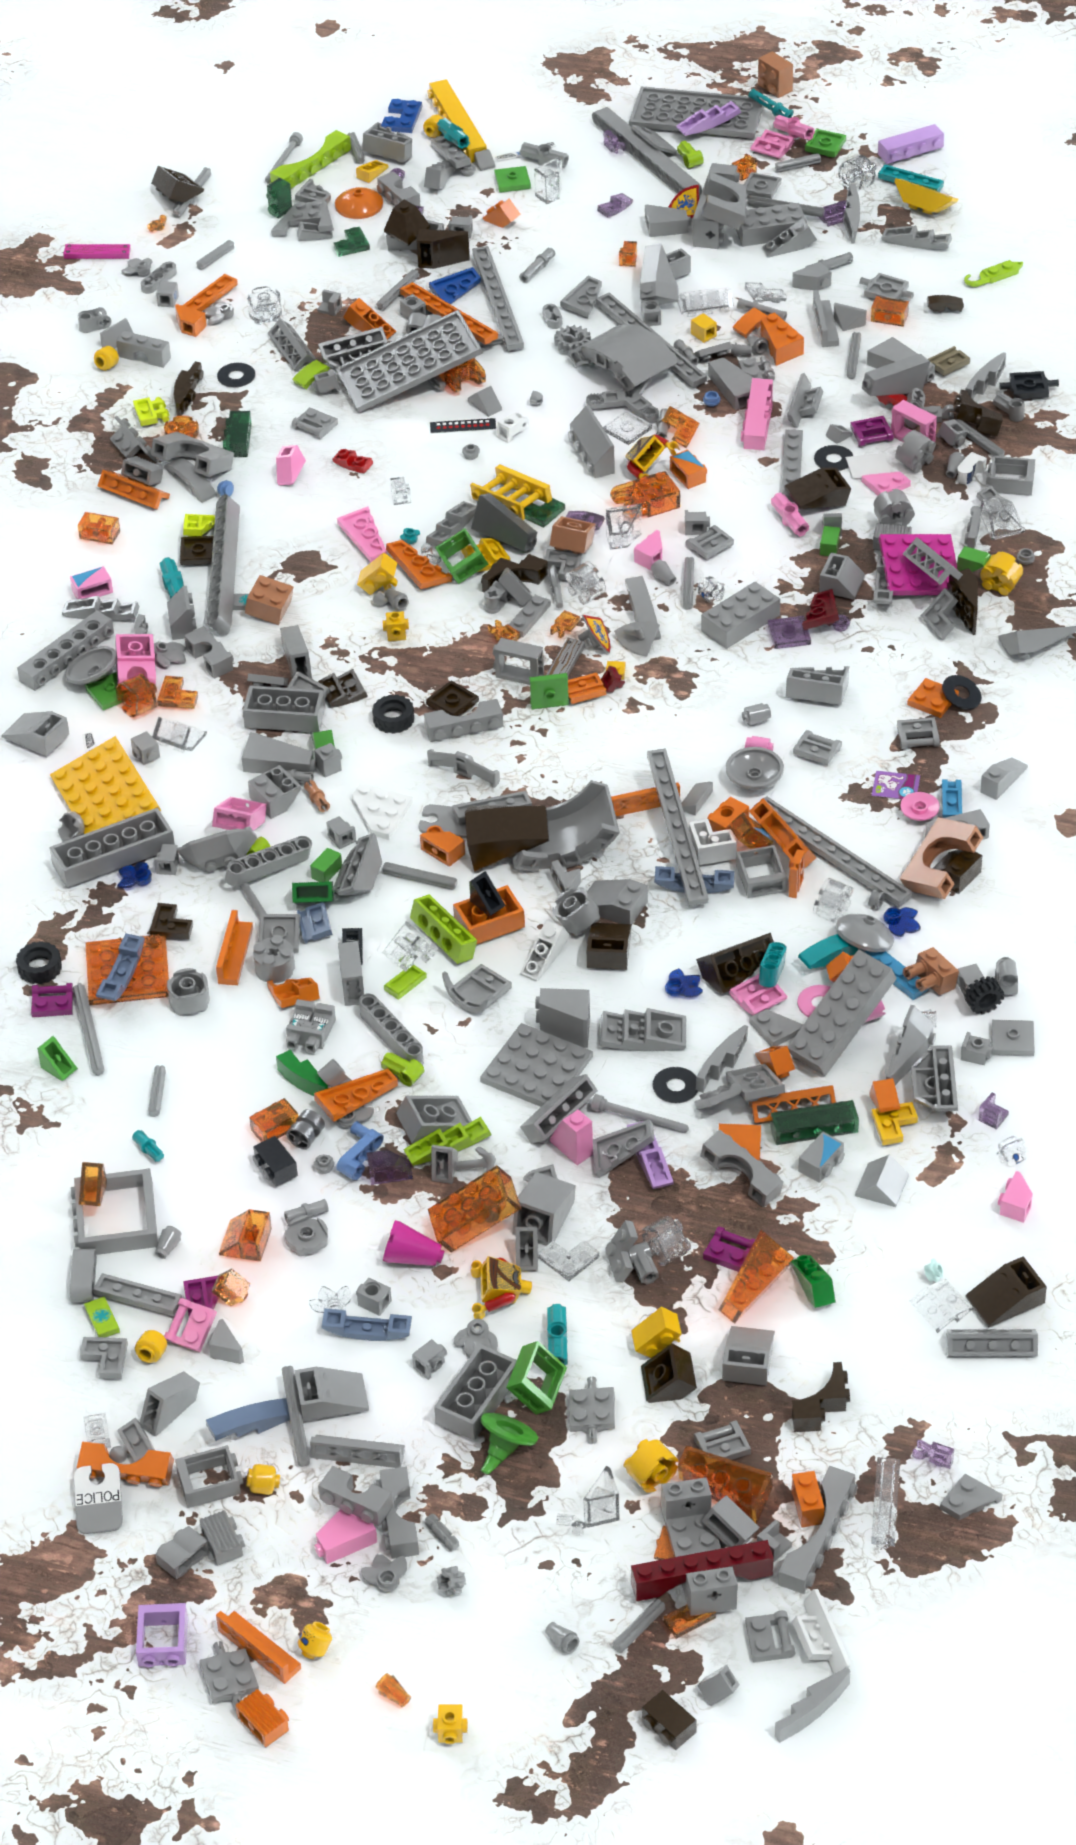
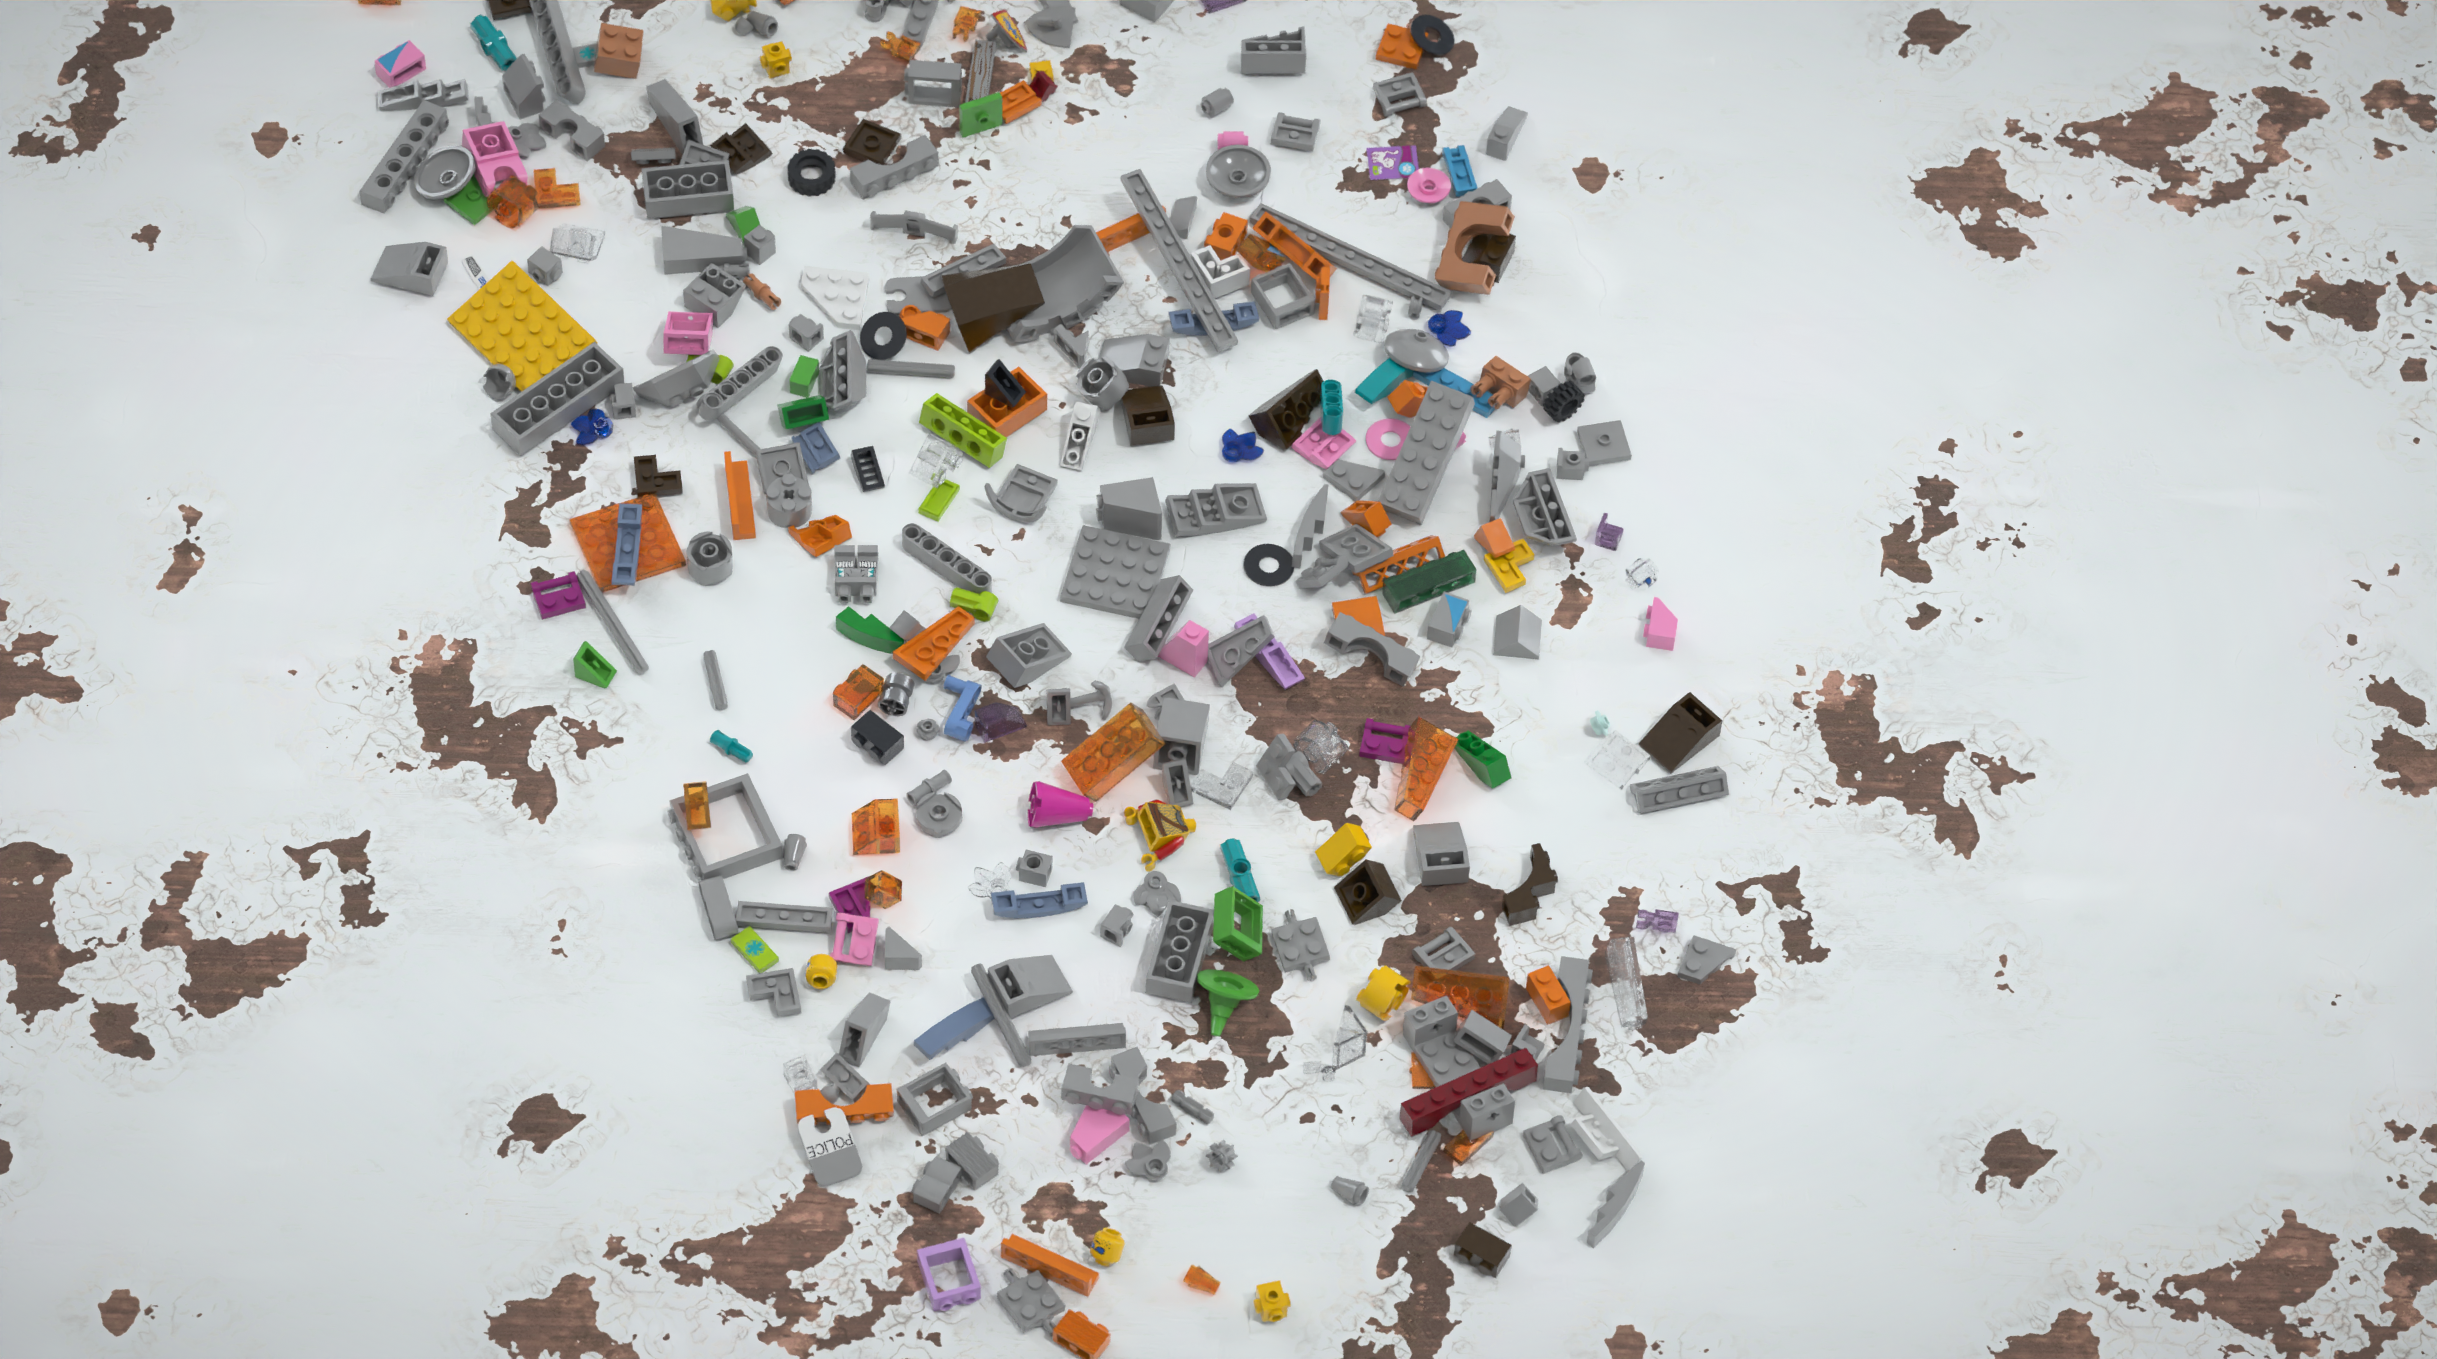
camera: 20 degrees left, 10 degrees up
(42, 974) = (523, 538): black tyre -> none
(262, 1479) = (991, 1090): yellow head -> none
(351, 972) = (882, 503): light grey window -> none
(391, 850) = (894, 346): none -> black gear
(457, 1137) = (1054, 676): lime slope -> none
(600, 1104) = (1199, 603): light grey piece -> none

